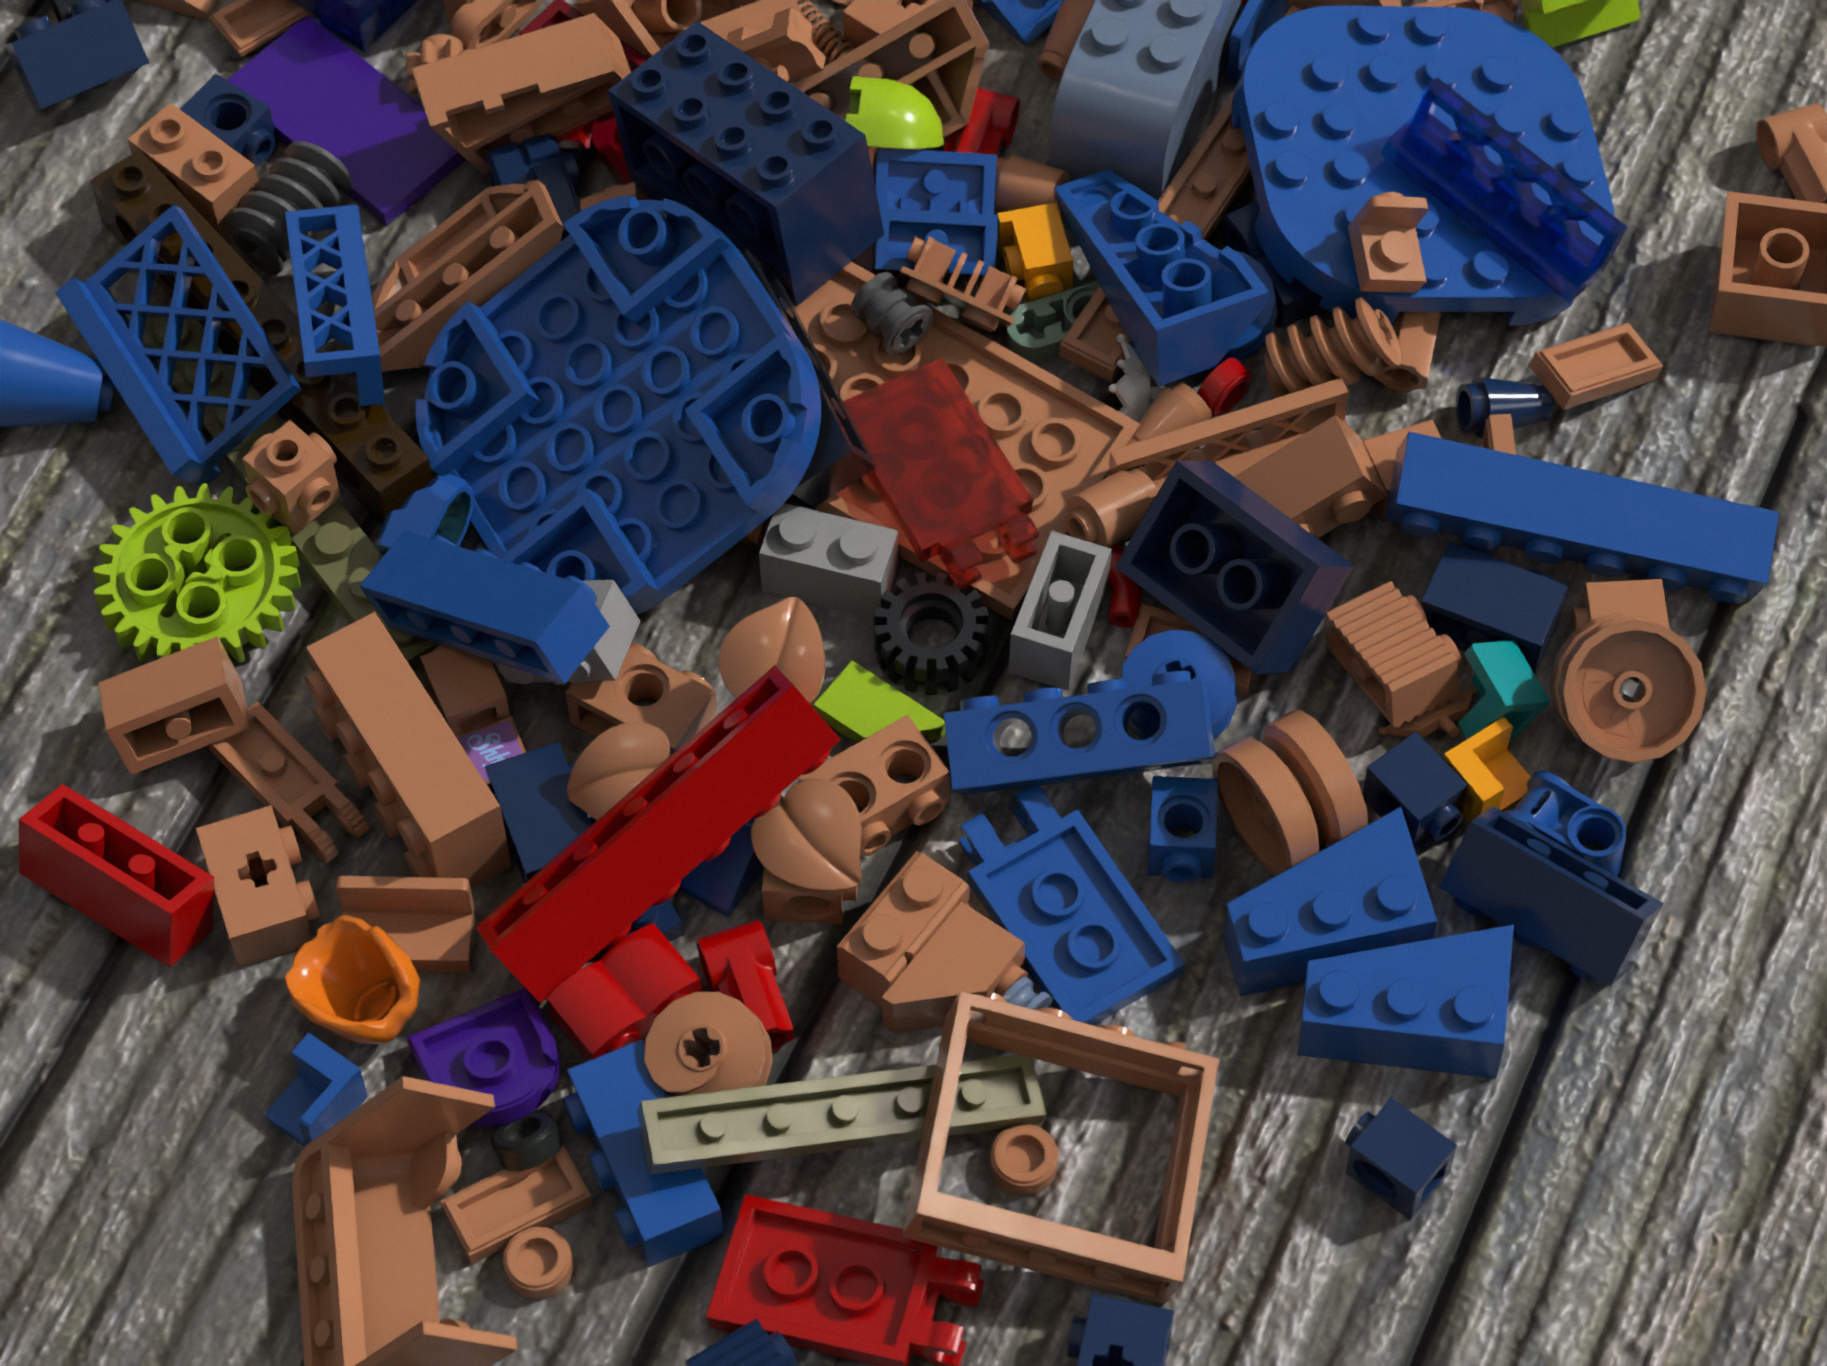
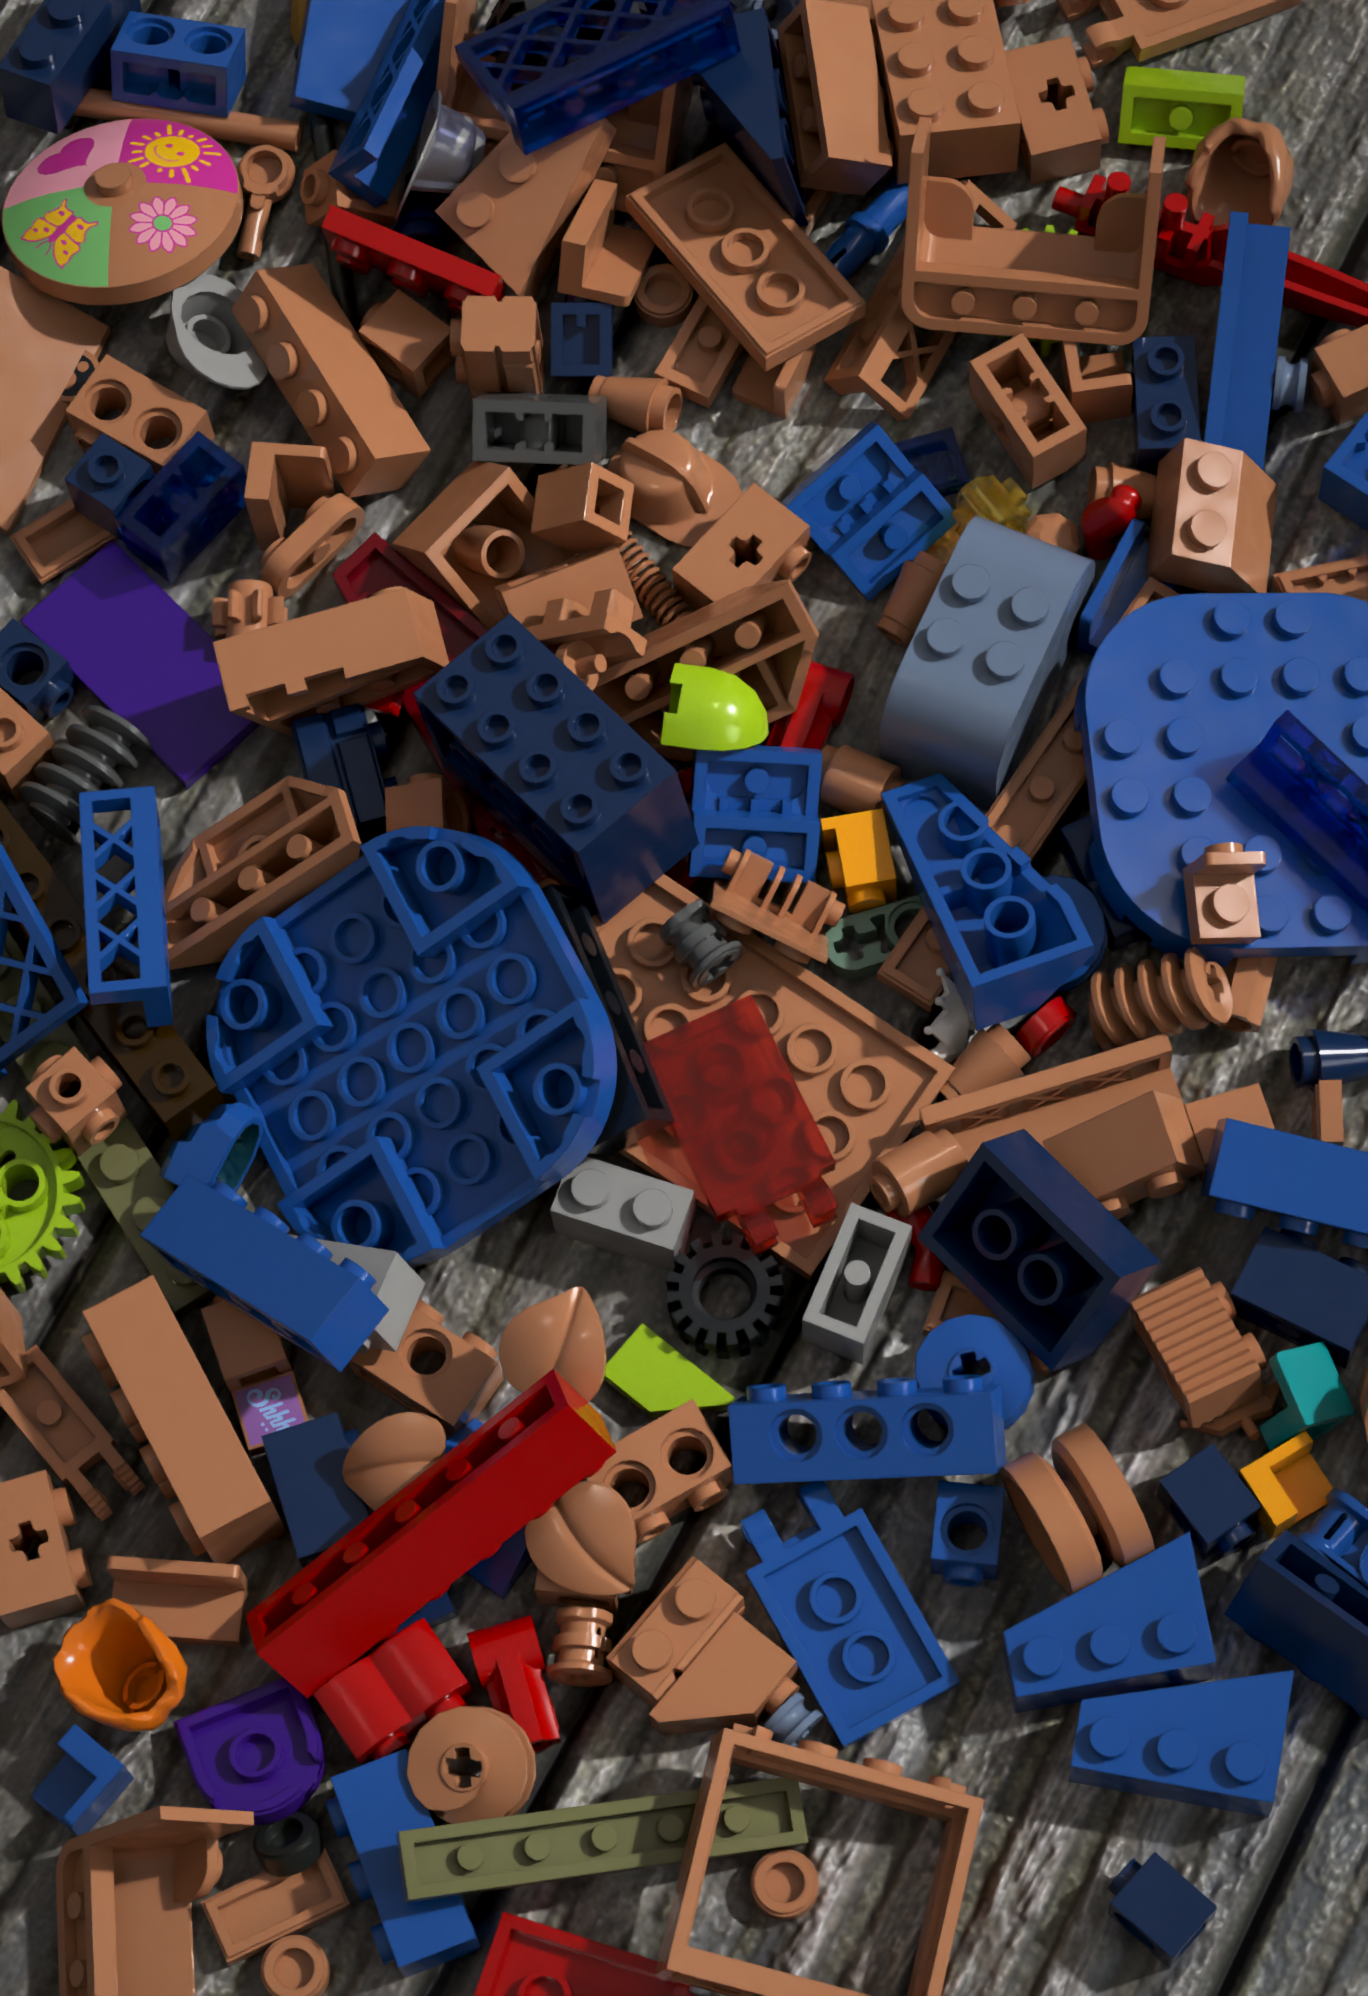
camera: 10 degrees right, 10 degrees up
(810, 950) = (581, 1647): none -> nougat bush

